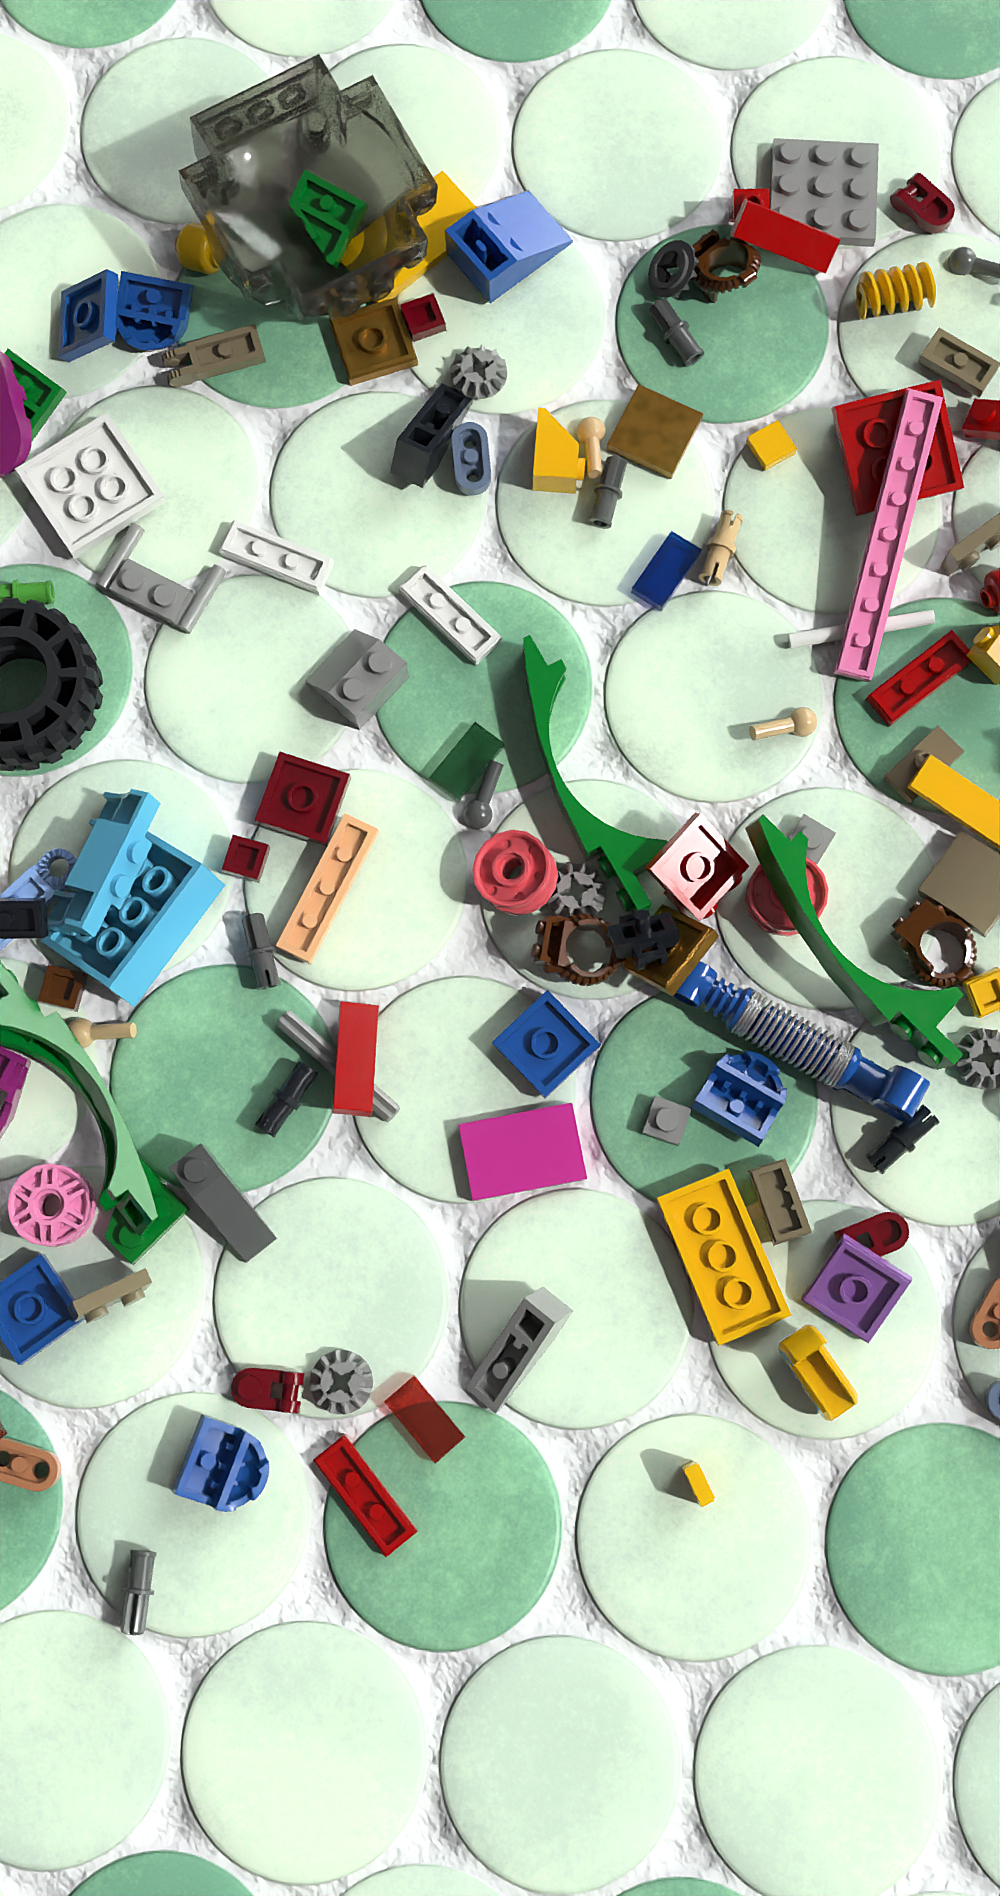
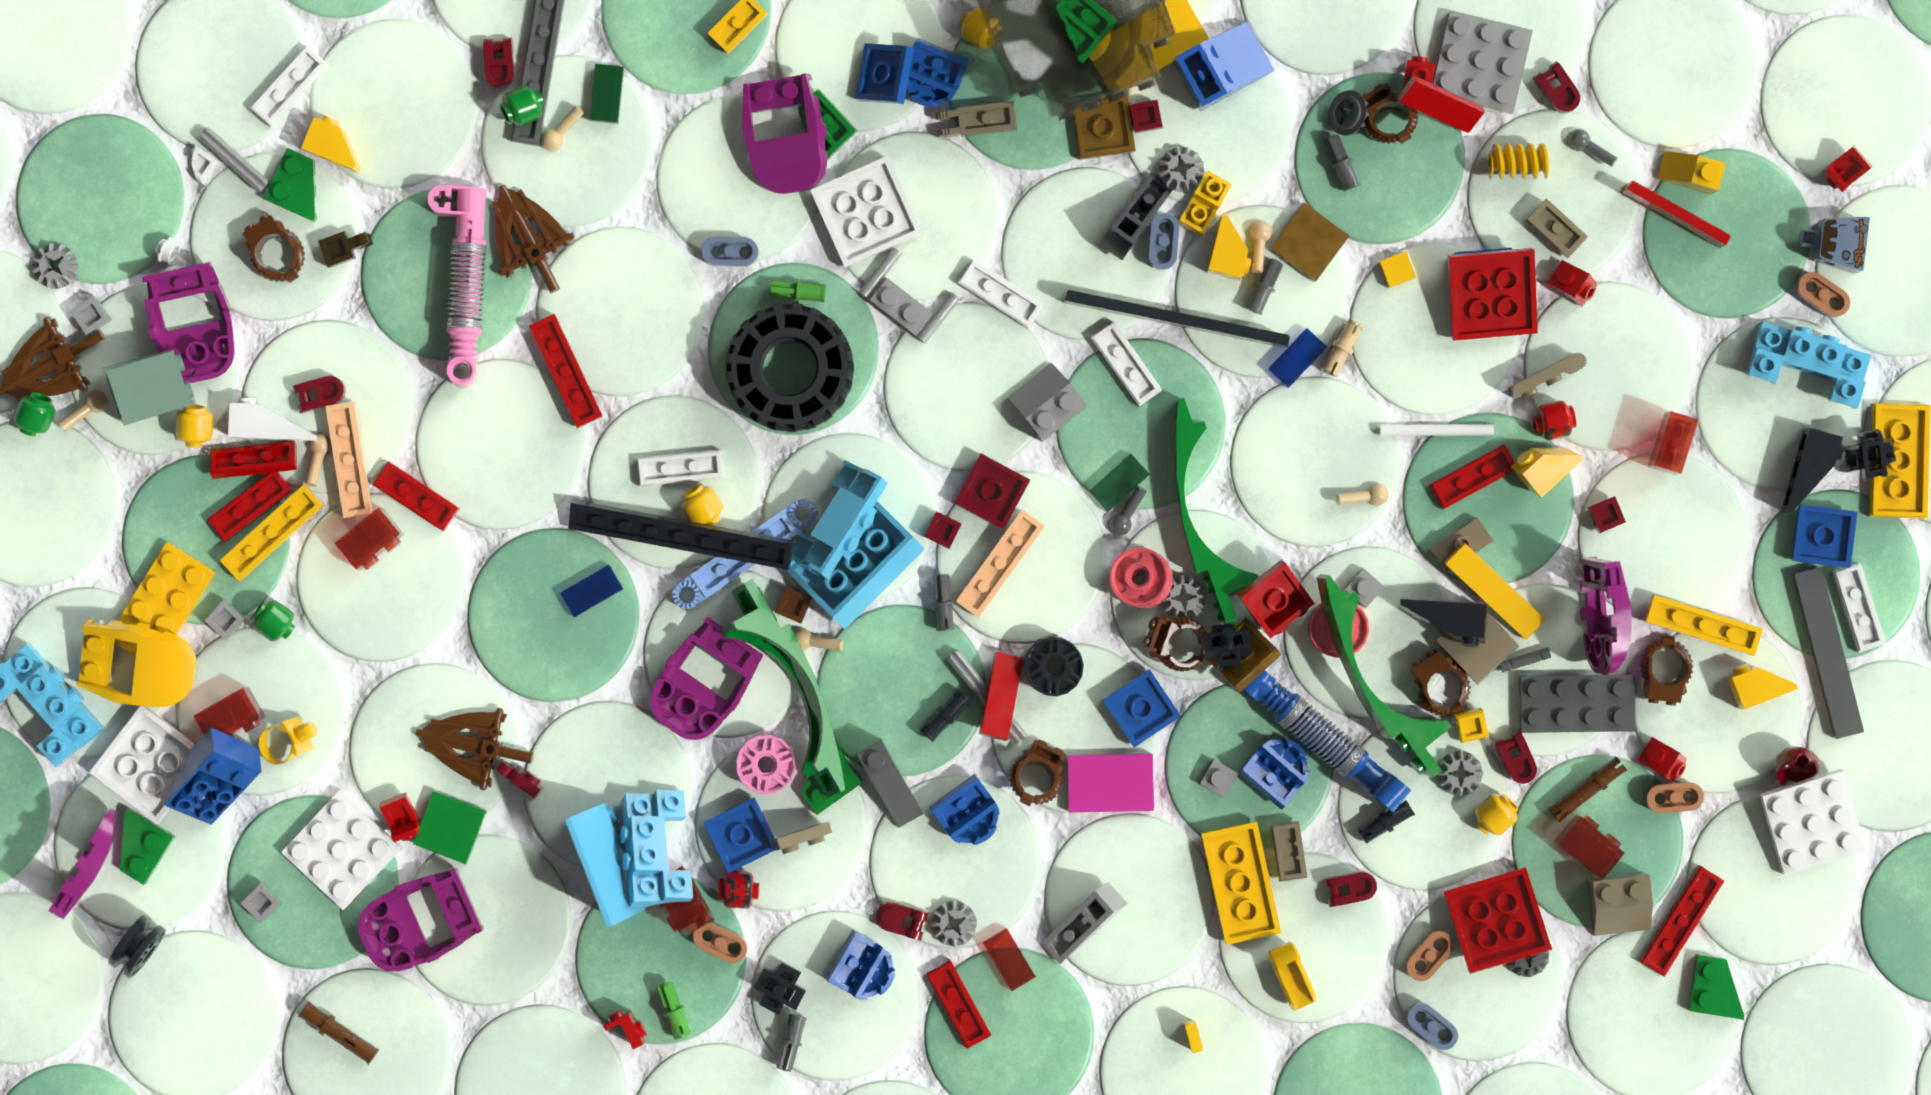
camera: 10 degrees right, 10 degrees up
(35, 1386) = (738, 890): none -> red head
(108, 1515) = (779, 988): none -> black piece
(335, 1224) = (967, 812): none -> blue slope
(414, 985) = (1066, 678): none -> black wheel
(425, 1132) = (1043, 756): none -> reddish brown piece
(504, 546) = (1177, 319): none -> black tile
(515, 407) = (1204, 203): none -> yellow slope
(856, 1288) = (1331, 922): medium lavender tile -> none
(888, 535) = (1470, 364): bright pink tile -> none
(936, 854) = (1456, 620): none -> black slope

